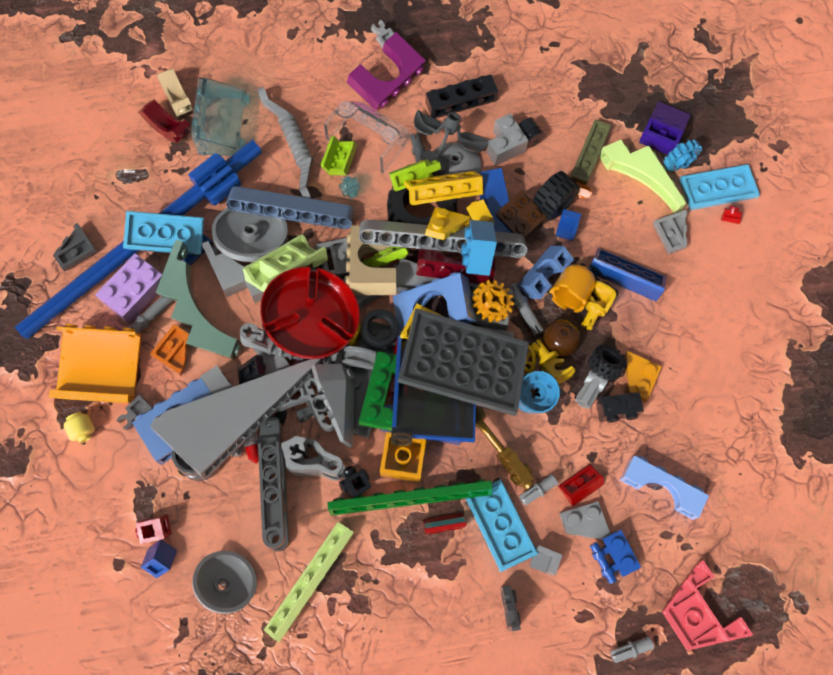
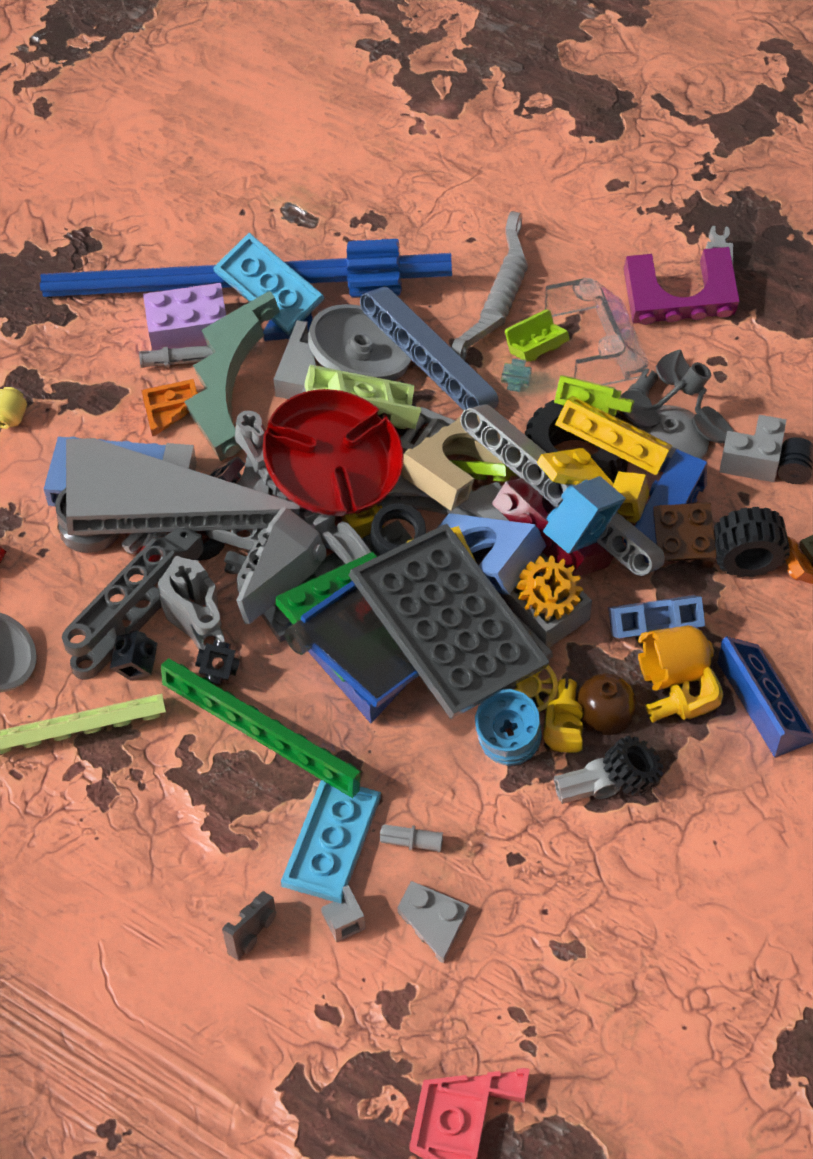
camera: 45 degrees right, 15 degrees down
(74, 249) = (169, 244): dark grey wing -> none
(98, 364) = (83, 364): light orange panel -> none
(135, 408) = (79, 429): flat silver plate -> none
(163, 122) = (379, 181): dark red arch -> none
(174, 92) = (421, 160): tan arch -> none
(218, 117) = (440, 209): clear light blue windscreen -> none
(304, 514) = (133, 655): none -> black brick
(403, 461) = (293, 682): light orange brick -> none
(444, 523) = (270, 787): red slope -> none
(473, 92) = (751, 369): black brick -> none
(519, 473) = (406, 801): pearl gold piece -> none
(521, 303) = (595, 632): light grey pin -> none
(568, 224) = (744, 593): blue panel -> none
(581, 484) = (469, 877): red slope -> none
(619, 407) = (599, 825): black brick -> none
(620, 552) = (437, 978): blue plate -> none
(632, 649) = (344, 1090): light grey axle -> none
(641, 375) = (665, 819): light orange wing -> none
(687, 499) = (551, 918): light blue arch -> none

